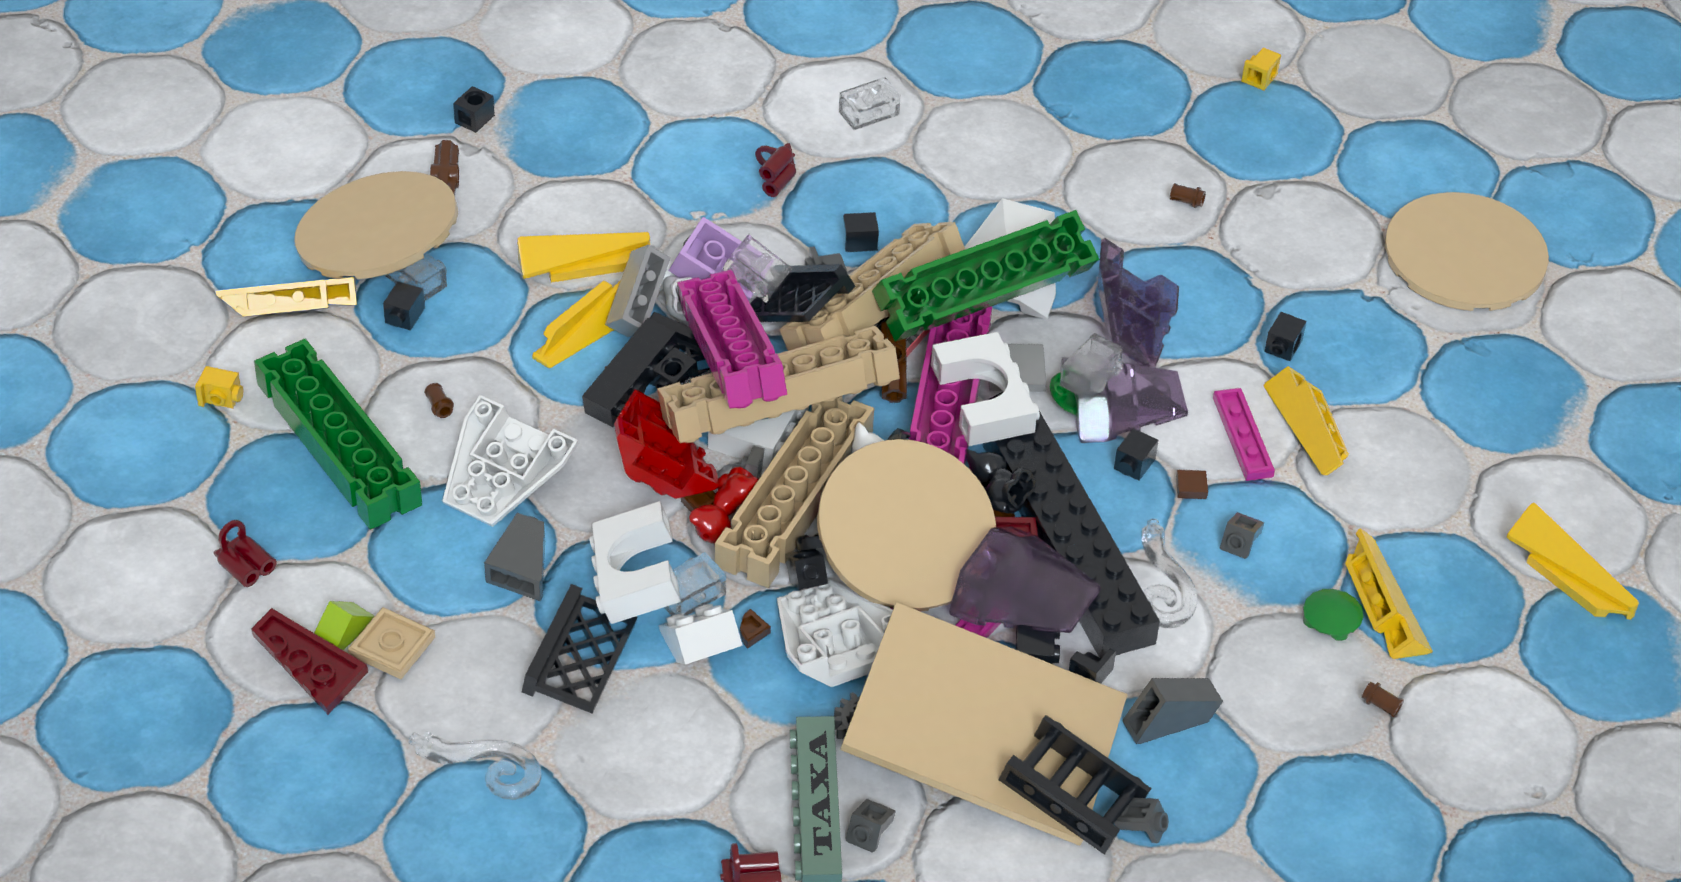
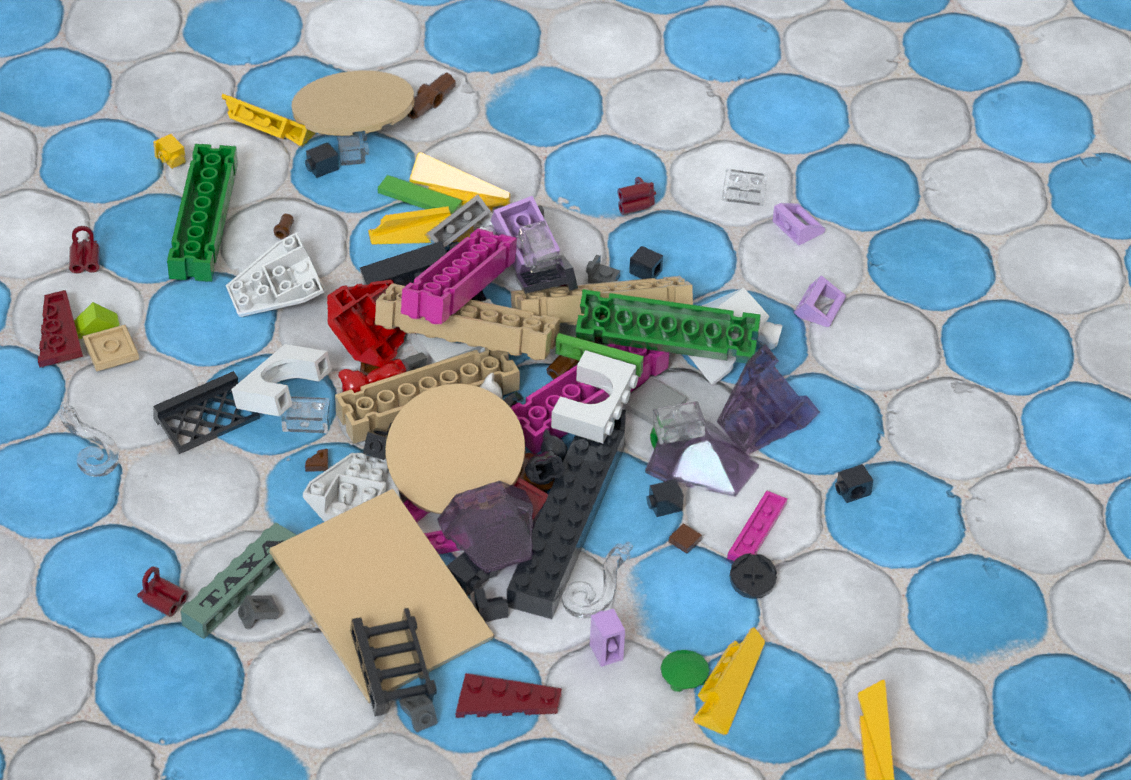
camera: 40 degrees right, 0 degrees up
(474, 109) = (491, 63): black brick -> none
(519, 558) = (230, 341): dark grey slope -> none
(545, 289) = (417, 195): none -> bright green tile
(701, 634) = (280, 445): white slope -> none
(919, 348) = (575, 348): none -> bright green tile
(953, 114) = (784, 218): none -> lavender tile
(1052, 184) = (806, 308): none -> lavender tile
(1171, 707) = (509, 658): dark grey slope -> none
(1188, 195) = (899, 362): reddish brown pin -> none
(1194, 755) = (494, 695): none -> dark red wing
(1240, 534) = (679, 583): dark grey bracket -> none
(1244, 623) = (607, 637): none -> lavender brick
(1261, 69) = (1048, 304): yellow brick -> none
(1294, 481) = (753, 576): none -> black tile
(1309, 418) = (811, 545): yellow wedge -> none
(1381, 698) = (650, 733): reddish brown pin -> none
(1466, 251) = (1058, 503): tan tile -> none

